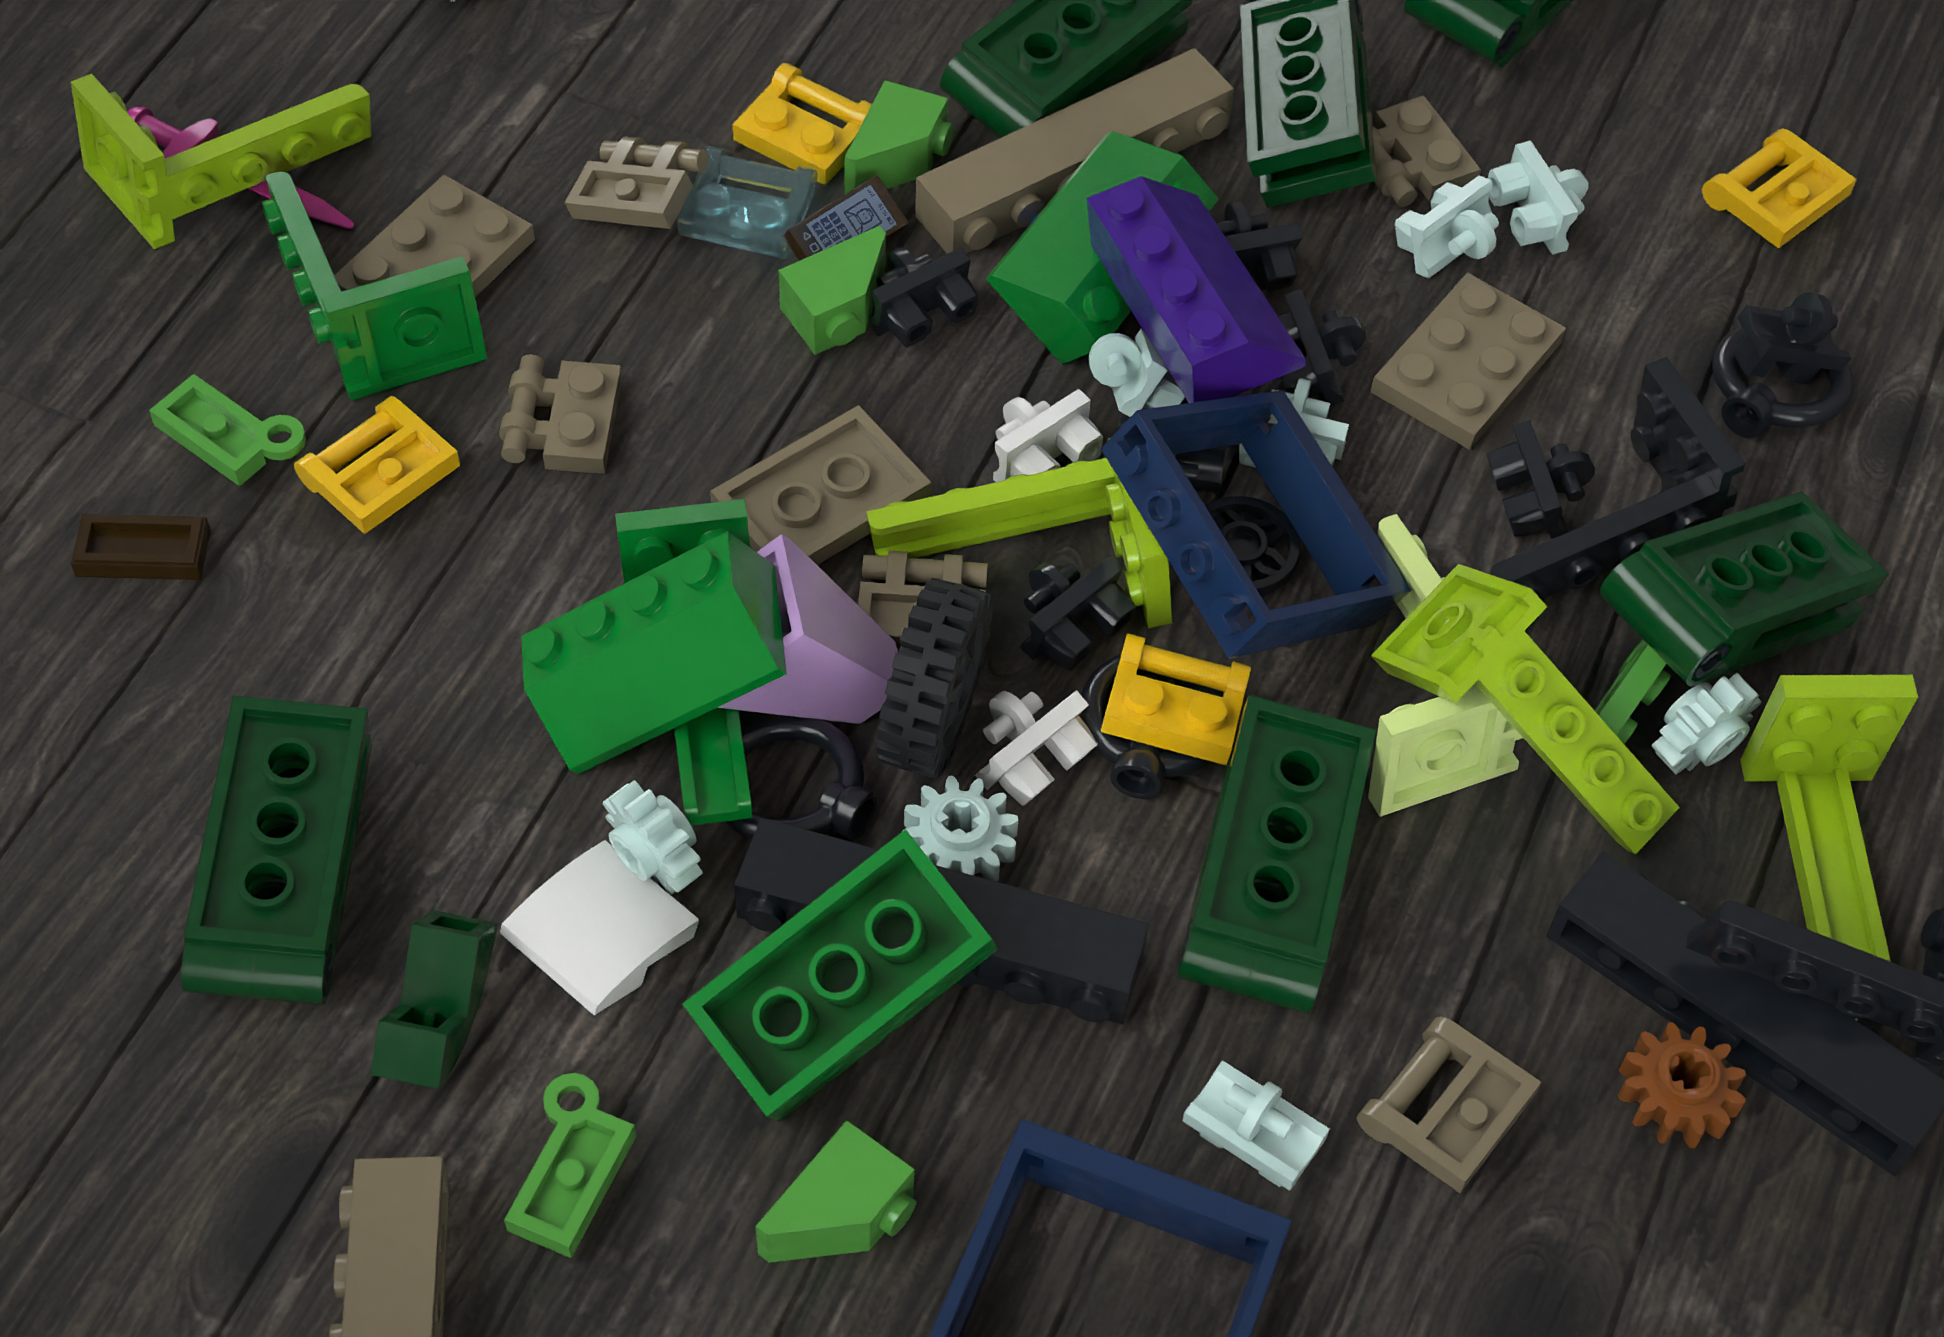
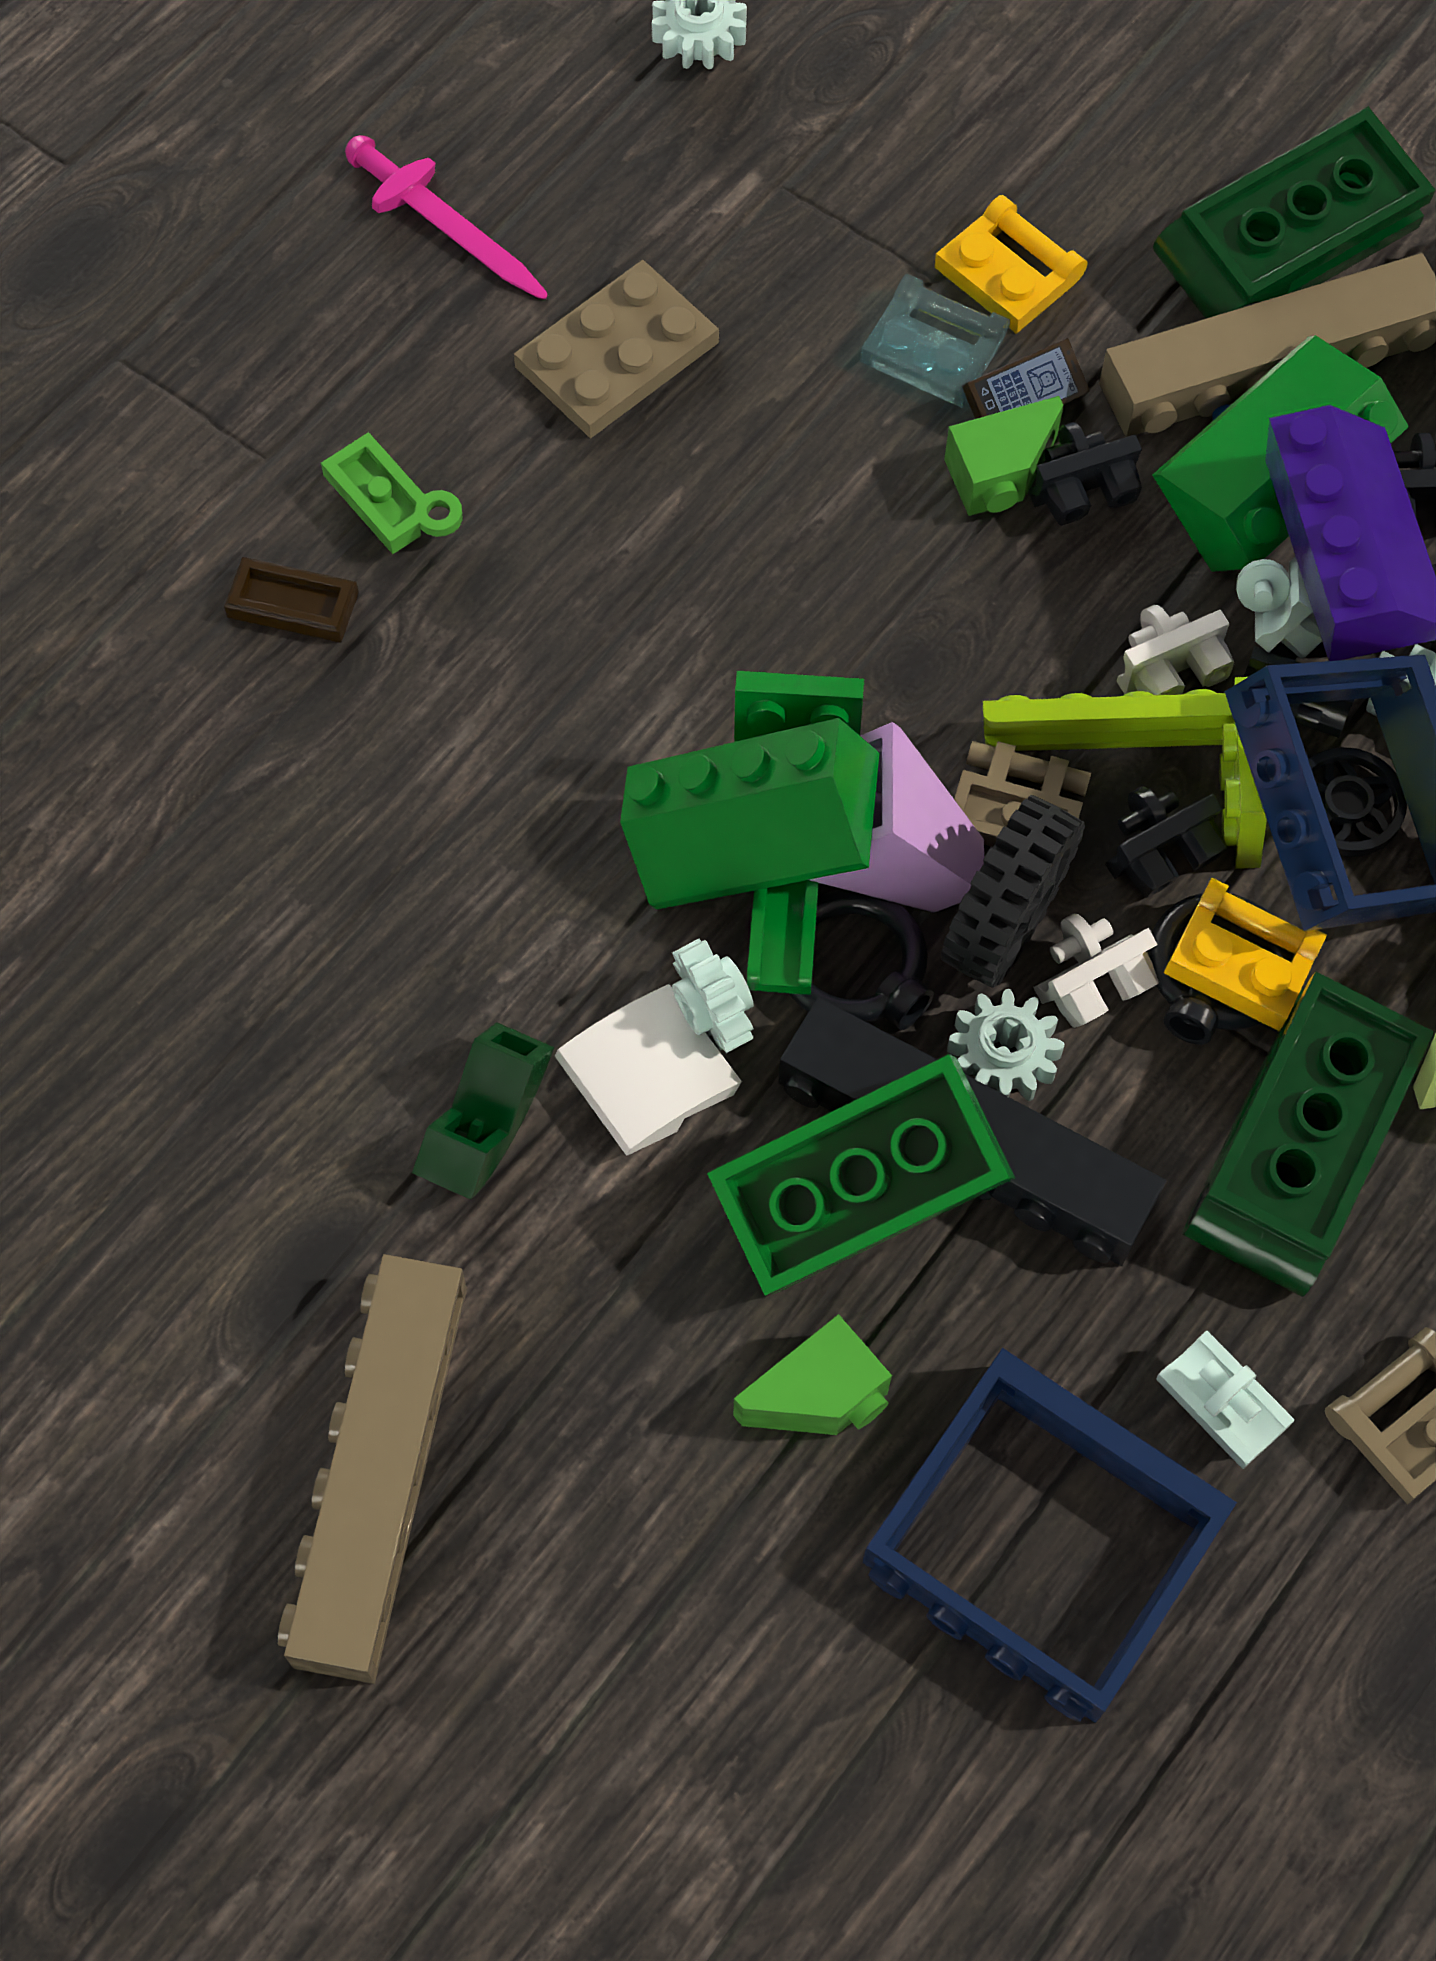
camera: 15 degrees right, 10 degrees up
(158, 189) = (375, 233): lime bracket -> none
(279, 831) = (361, 1028): dark green hinge -> none
(384, 329) = (557, 421): green bracket -> none
(385, 475) = (533, 569): yellow plate -> none
(571, 1169) = (578, 1300): bright green hinge -> none
(580, 420) = (727, 544): dark tan plate -> none
(636, 183) = (822, 314): dark tan plate -> none
(824, 486) = (944, 664): dark tan plate -> none
(898, 137) = (1098, 298): bright green slope -> none

